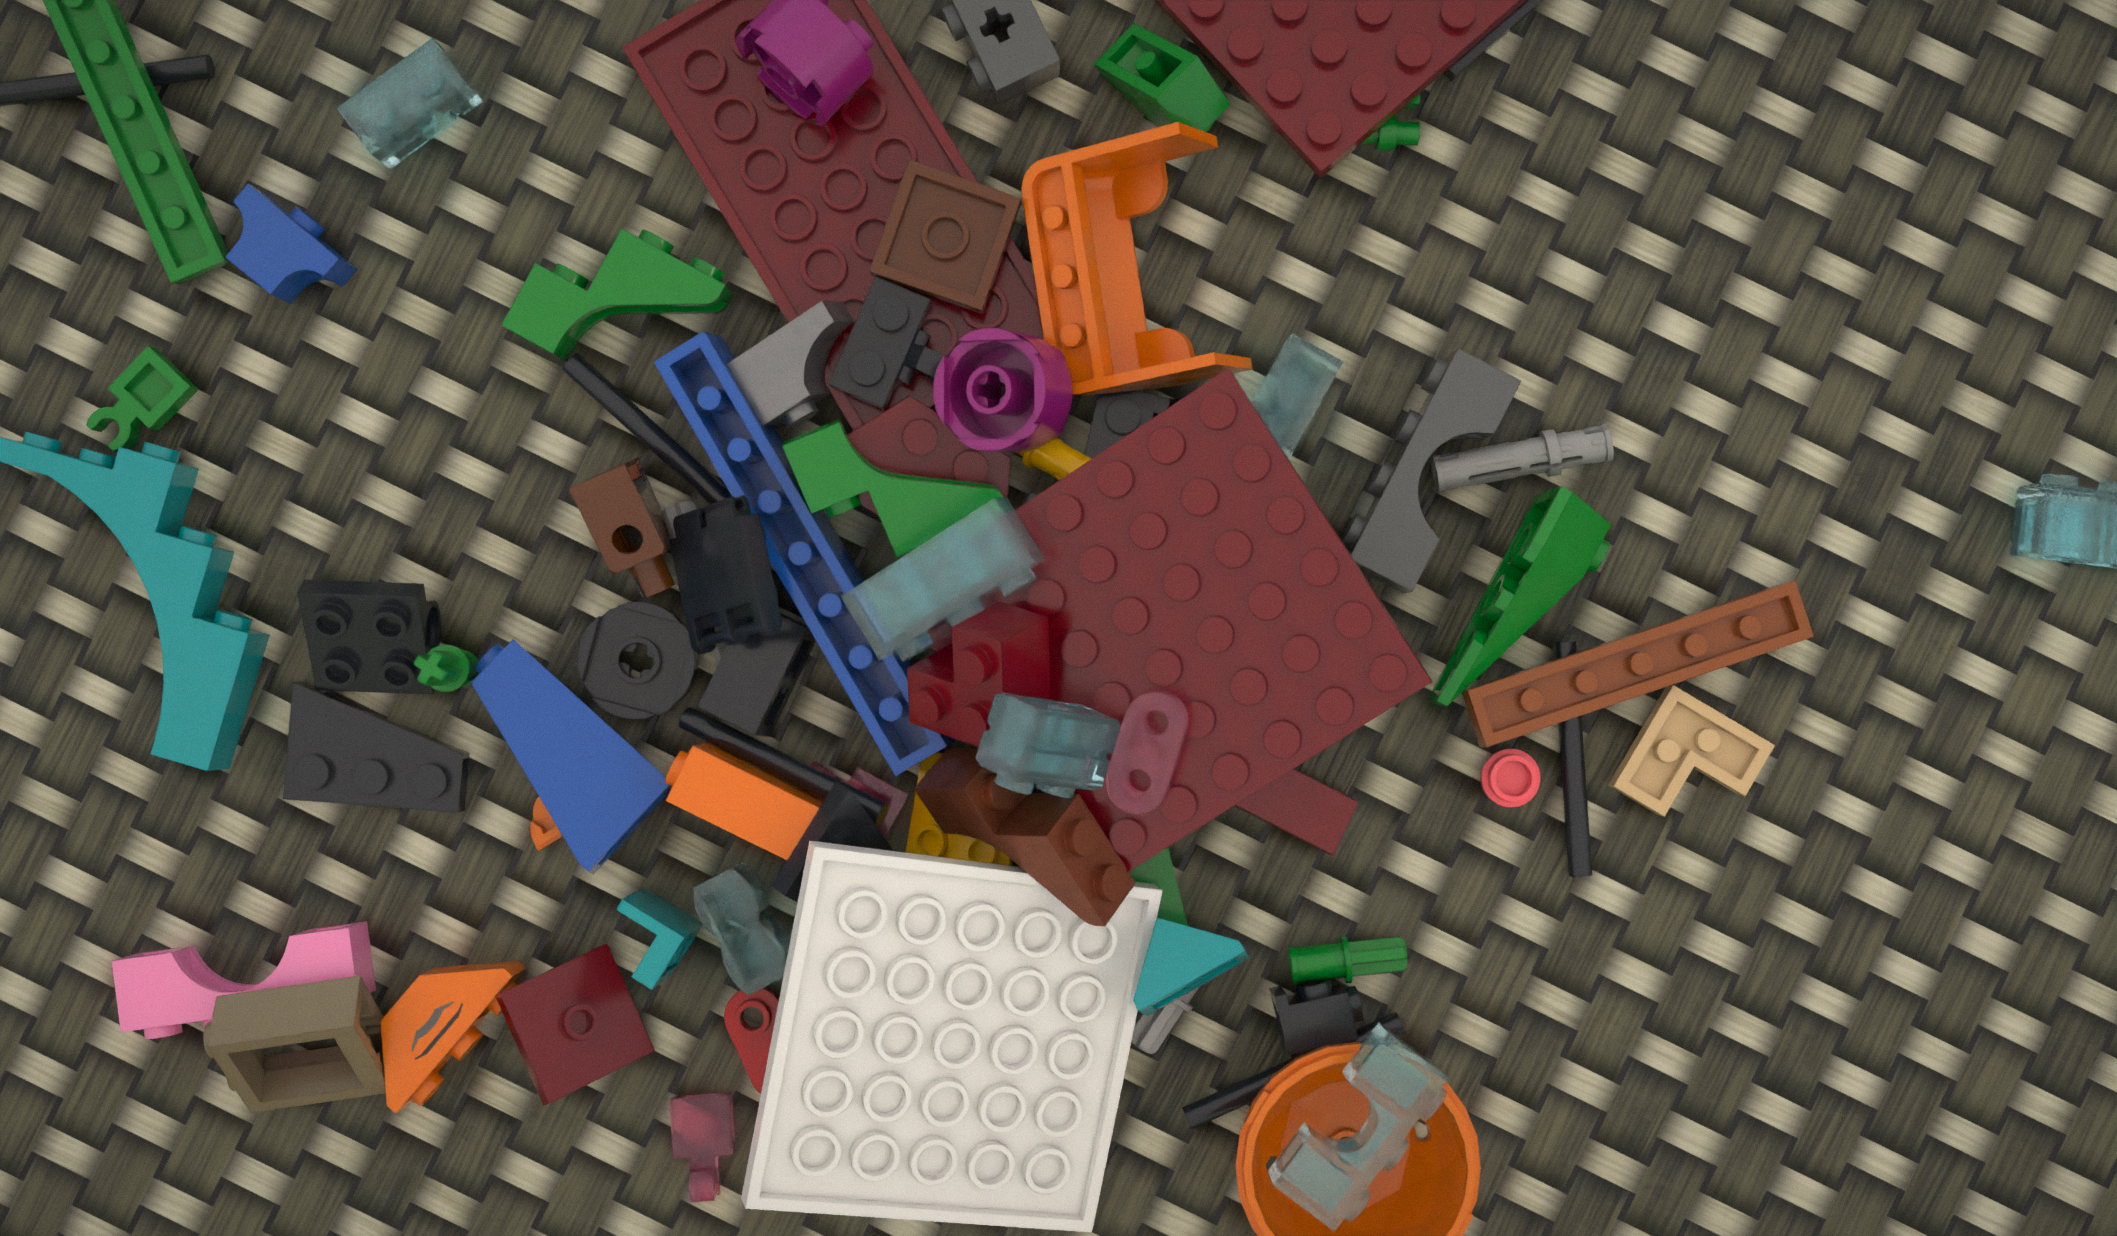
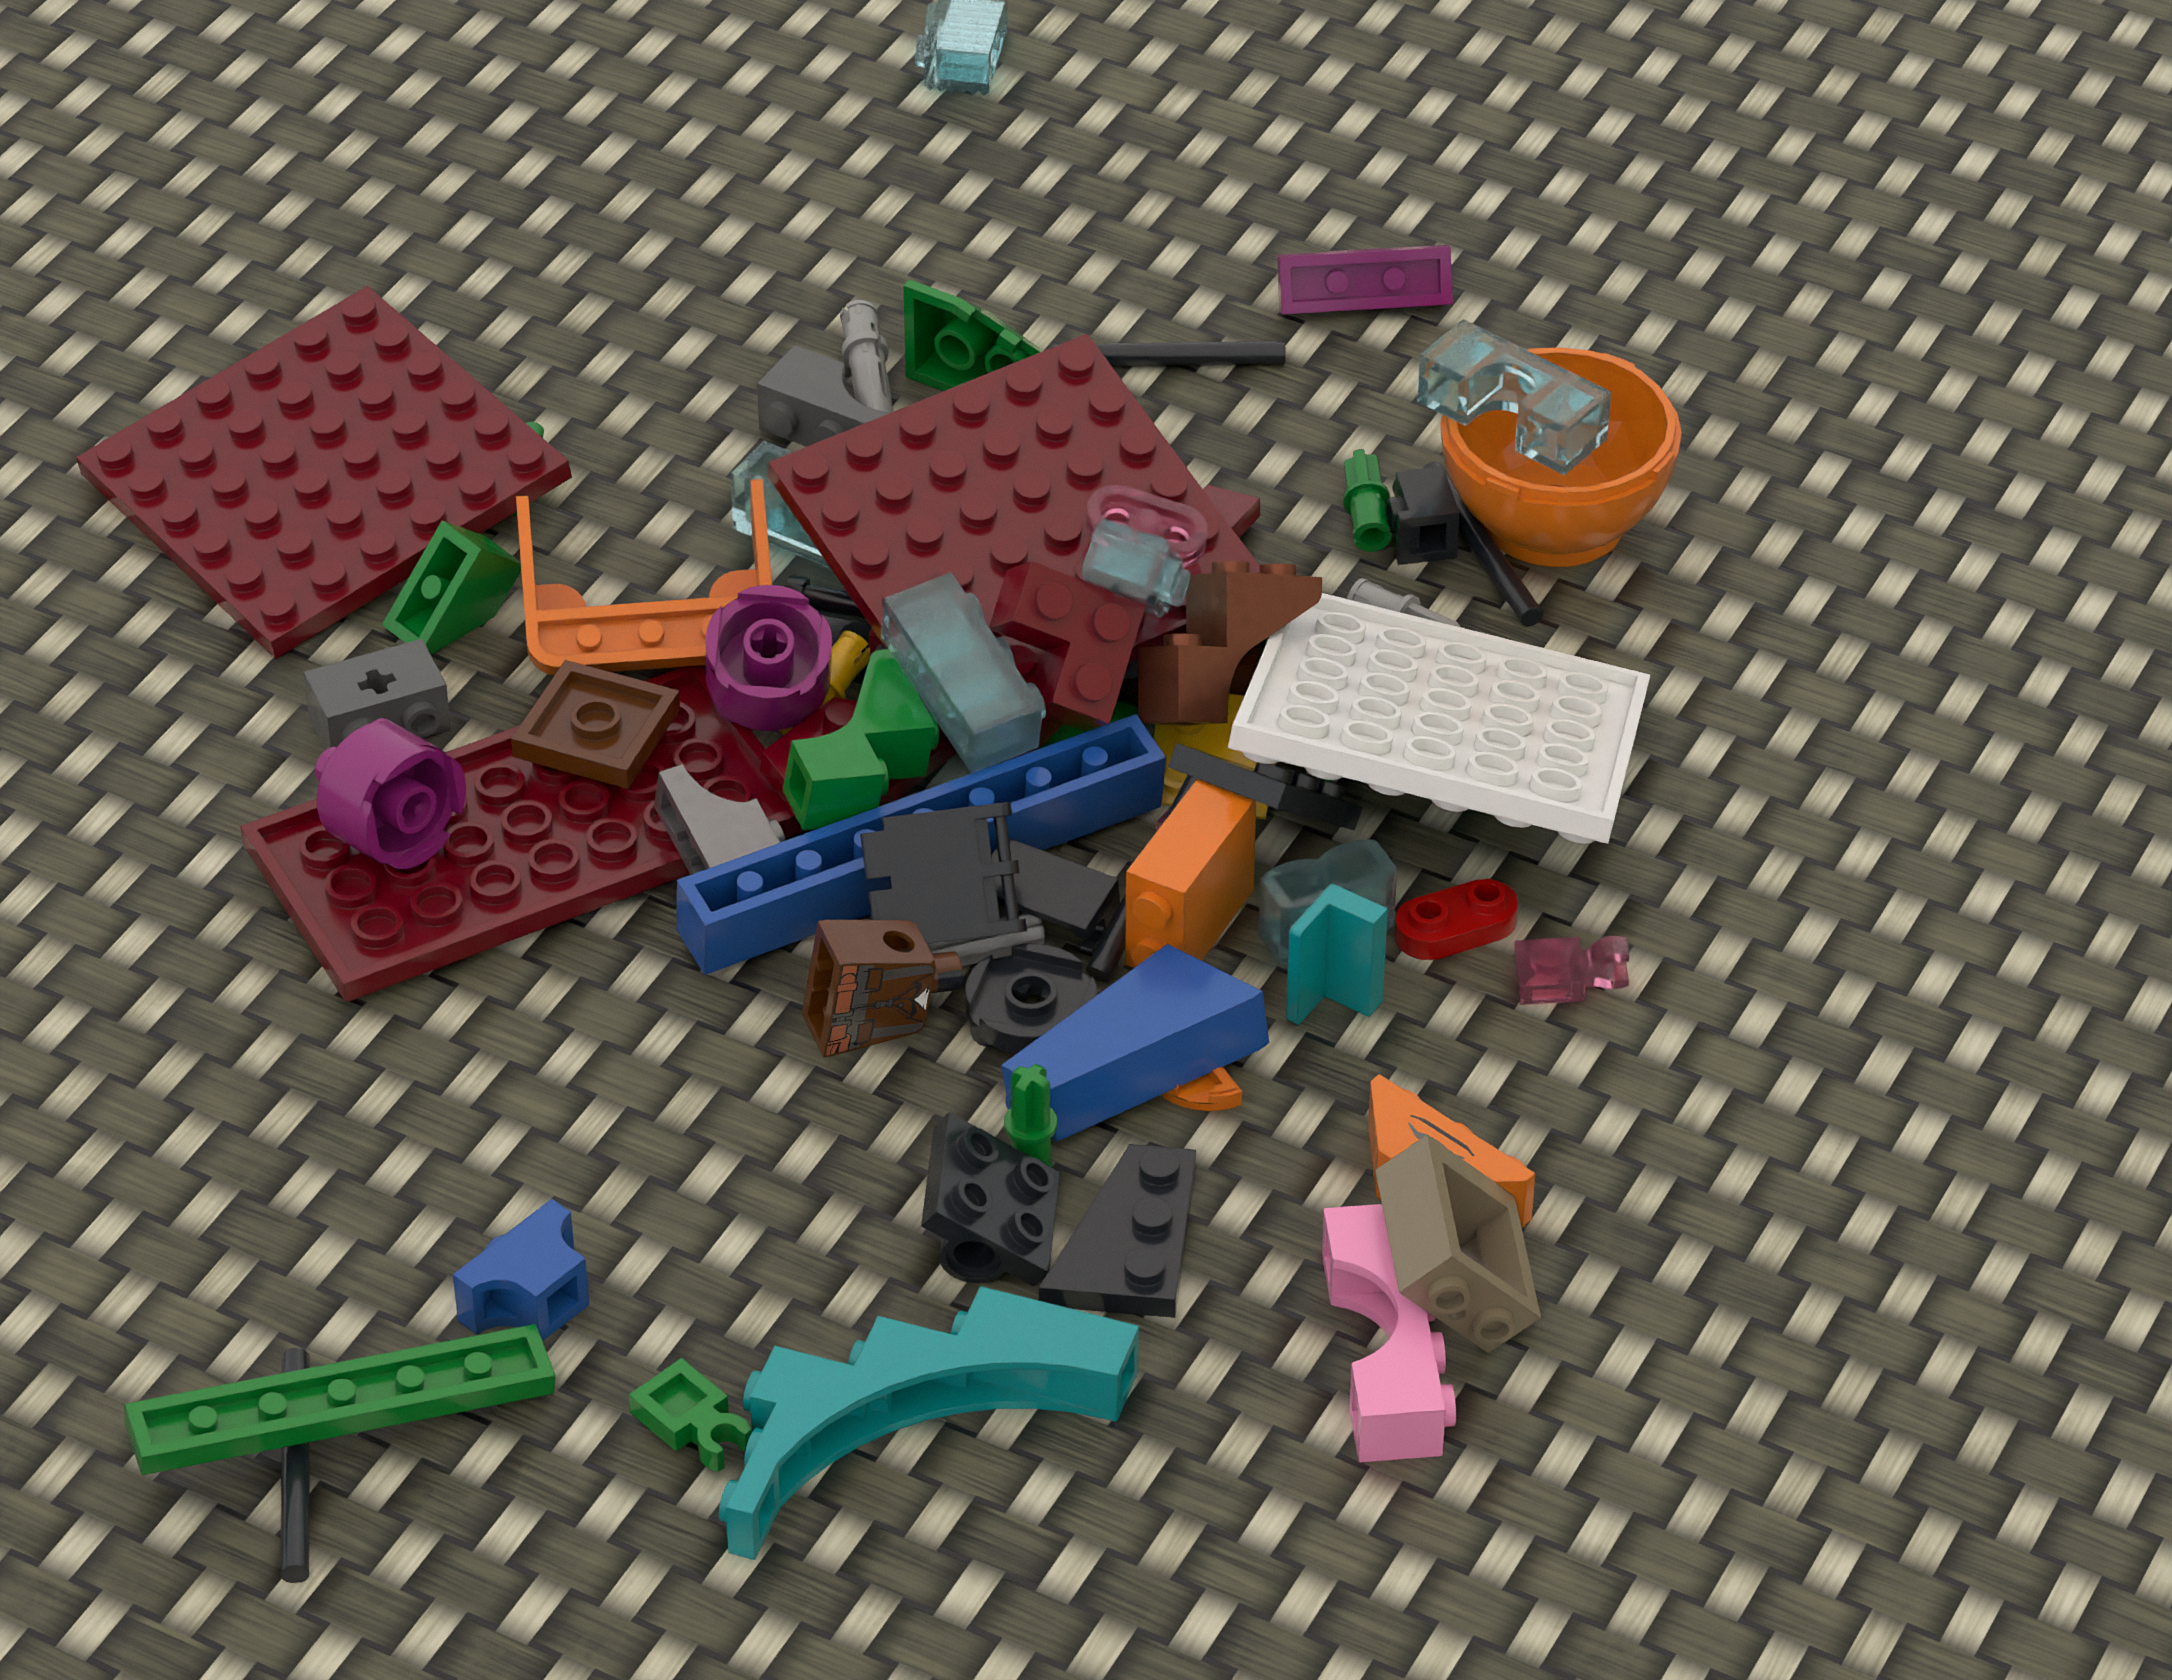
camera: 90 degrees left, 45 degrees down
(410, 104) = (377, 1157): clear light blue brick -> none
(575, 1024) = (1435, 1044): dark red plate -> none
(632, 280) = (600, 985): green arch -> none
(645, 429) = (747, 1014): black bar -> none
(885, 345) = (715, 765): black hinge -> none
(1181, 961) = (1363, 569): teal slope -> none
(1510, 777) = (1186, 388): coral plate -> none
(1637, 664) = (1075, 284): dark orange plate -> none
(1685, 736) = (1159, 276): tan plate -> none
(1685, 958) = (1365, 279): none -> magenta plate

